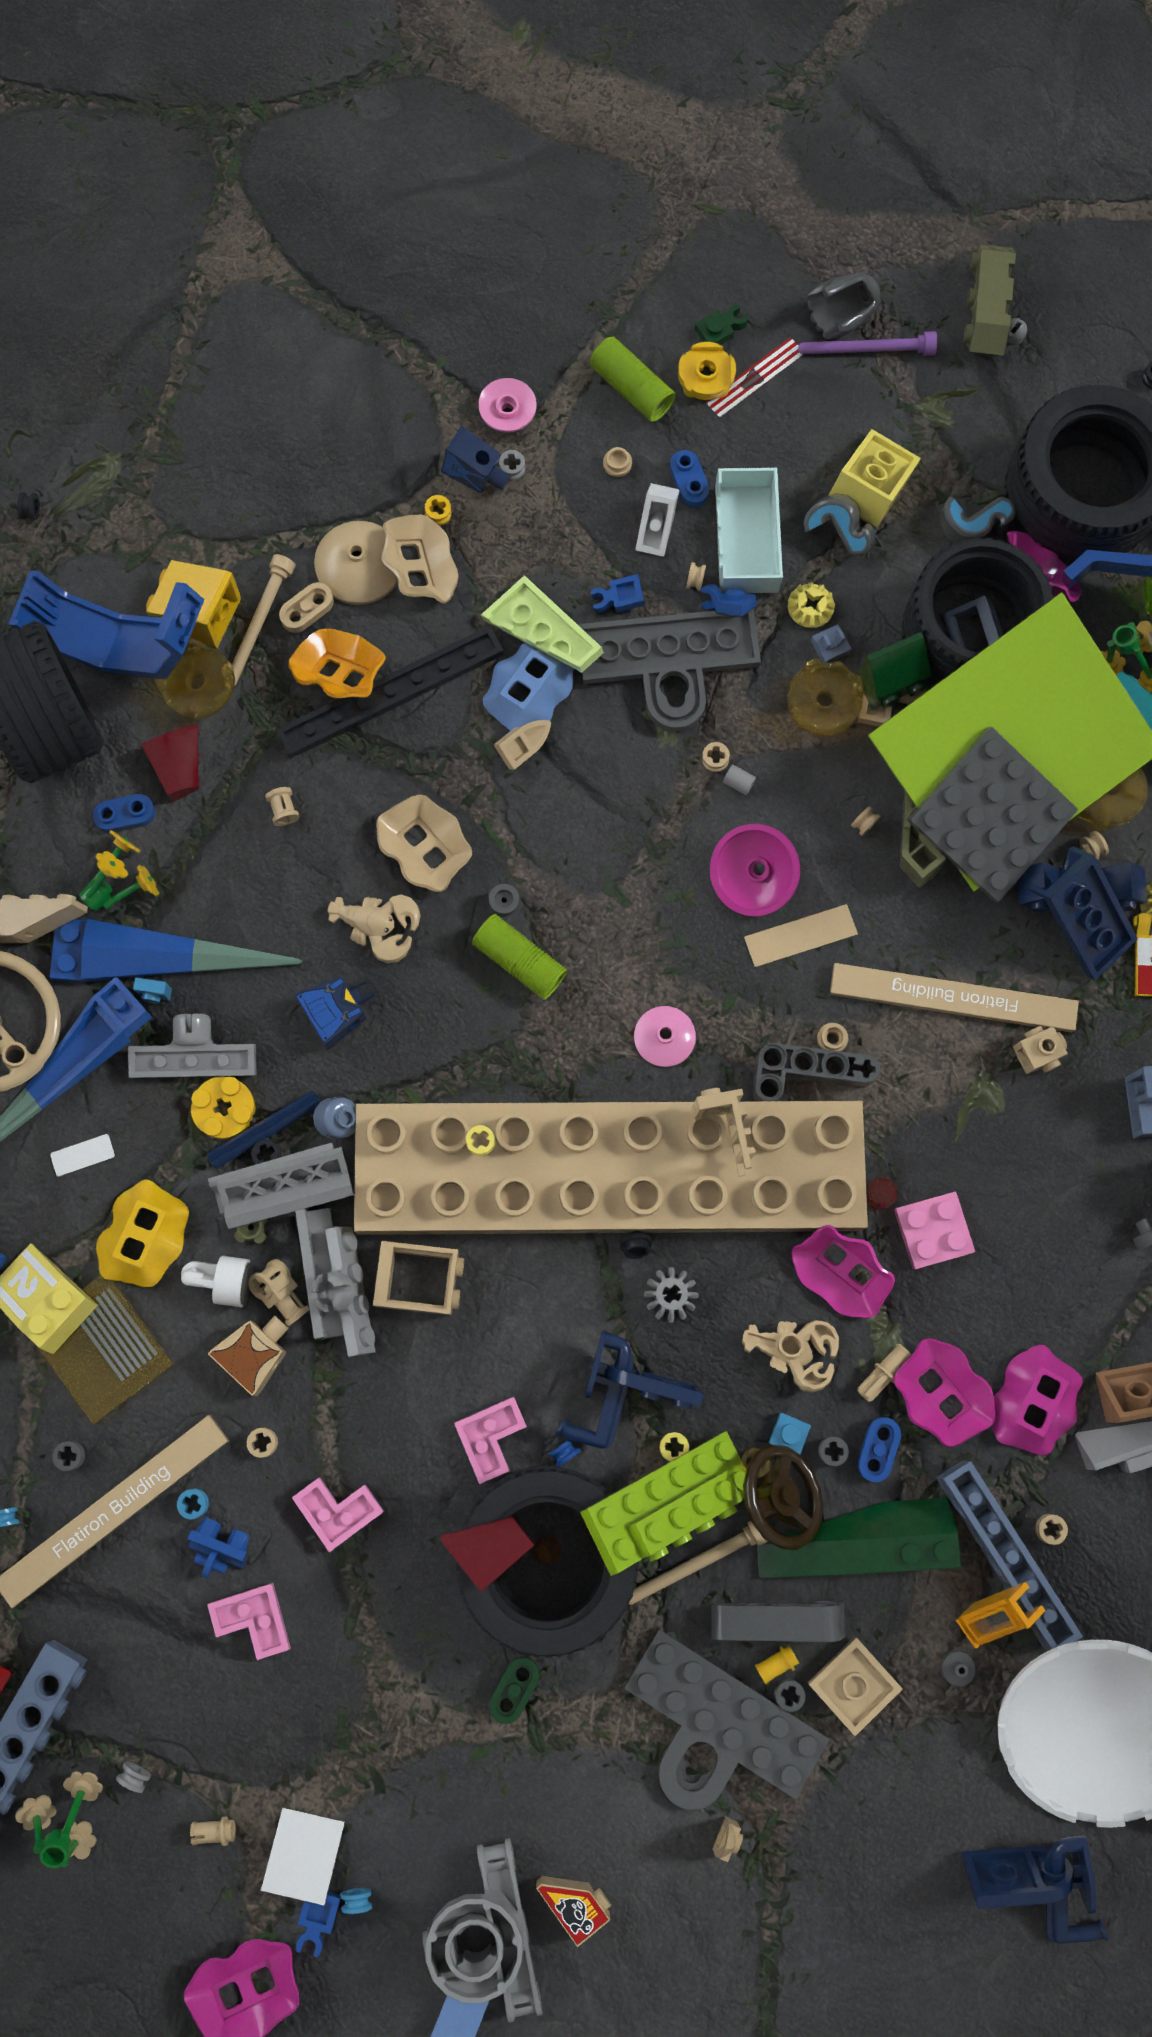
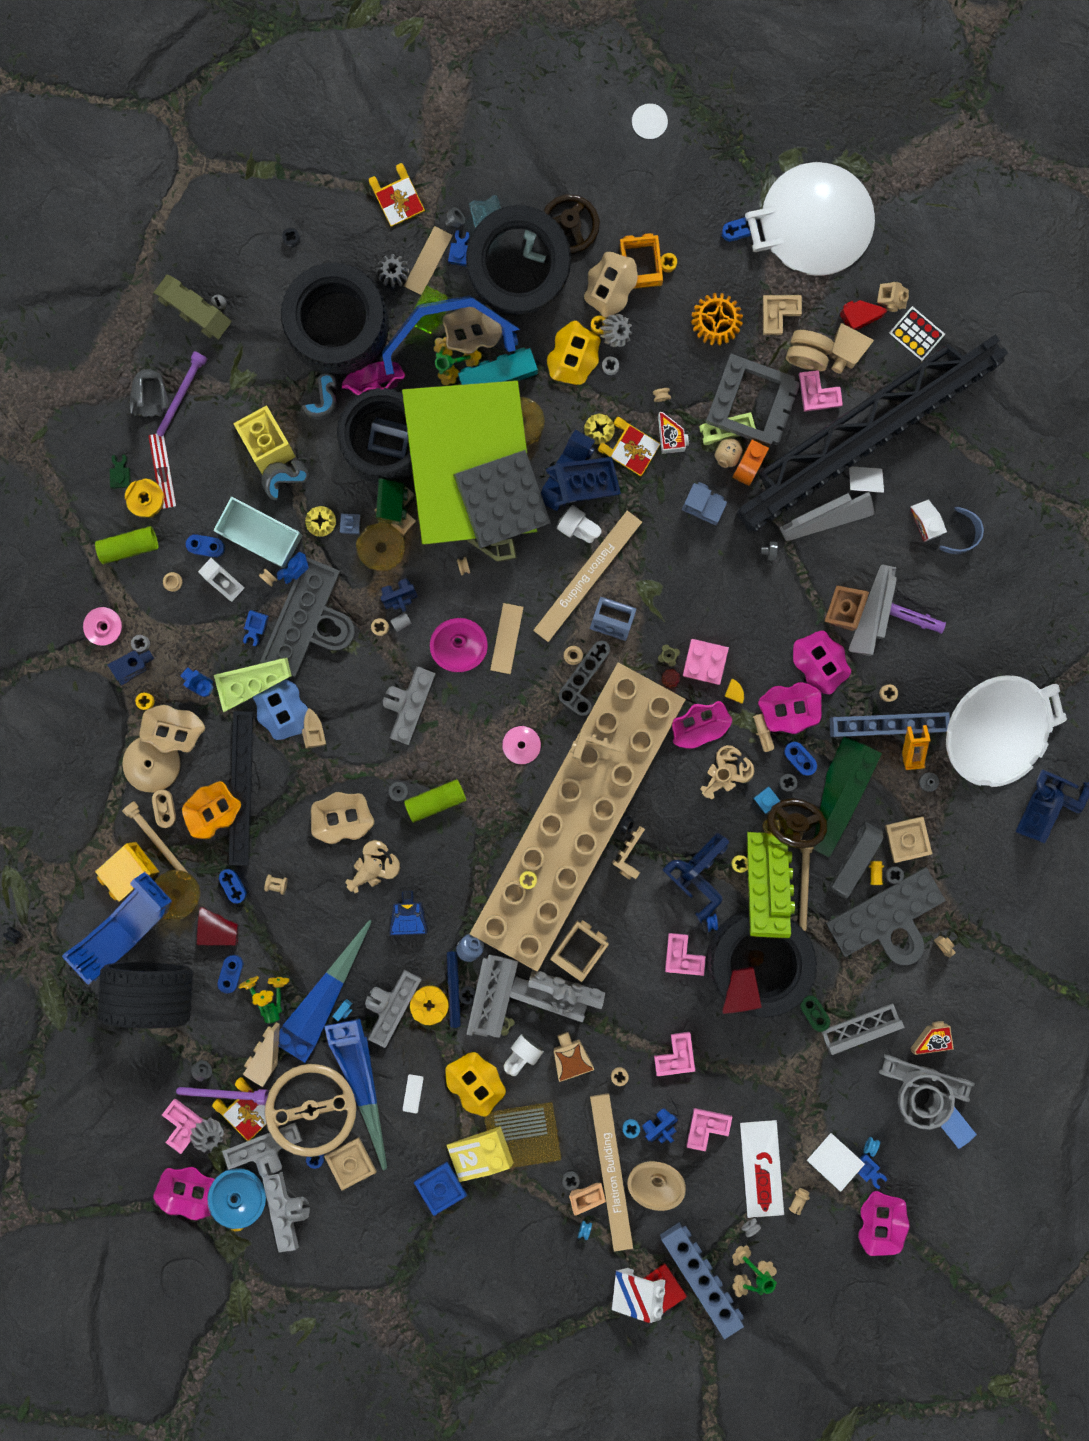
camera: 55 degrees left, 10 degrees up
(52, 1493) = (587, 1198): none -> light nougat slope
(124, 1590) = (656, 1186): none -> tan dish
(233, 1744) = (762, 1169): none -> white sticker
(243, 748) = (228, 887): none -> blue beam
(278, 1291) = (545, 1027): tan connector -> none
(502, 556) = (197, 682): none -> blue hips
(521, 1789) = (863, 1036): none -> light grey fence
(573, 1279) = (627, 870): none -> tan plate
(633, 850) = (408, 704): none -> light grey plate
(674, 1305) = (655, 819): light grey gear -> none
(772, 758) = (400, 597): none -> dark blue hips
(905, 1067) = (609, 625): none -> sand blue tile
(917, 1297) = (735, 692): none -> yellow tile
(920, 1177) = (670, 660): none -> olive plate
(1017, 937) = (575, 523): none -> white piece
(1041, 1049) = (640, 554): tan brick -> none
(1094, 844) = (547, 448): tan bush -> none

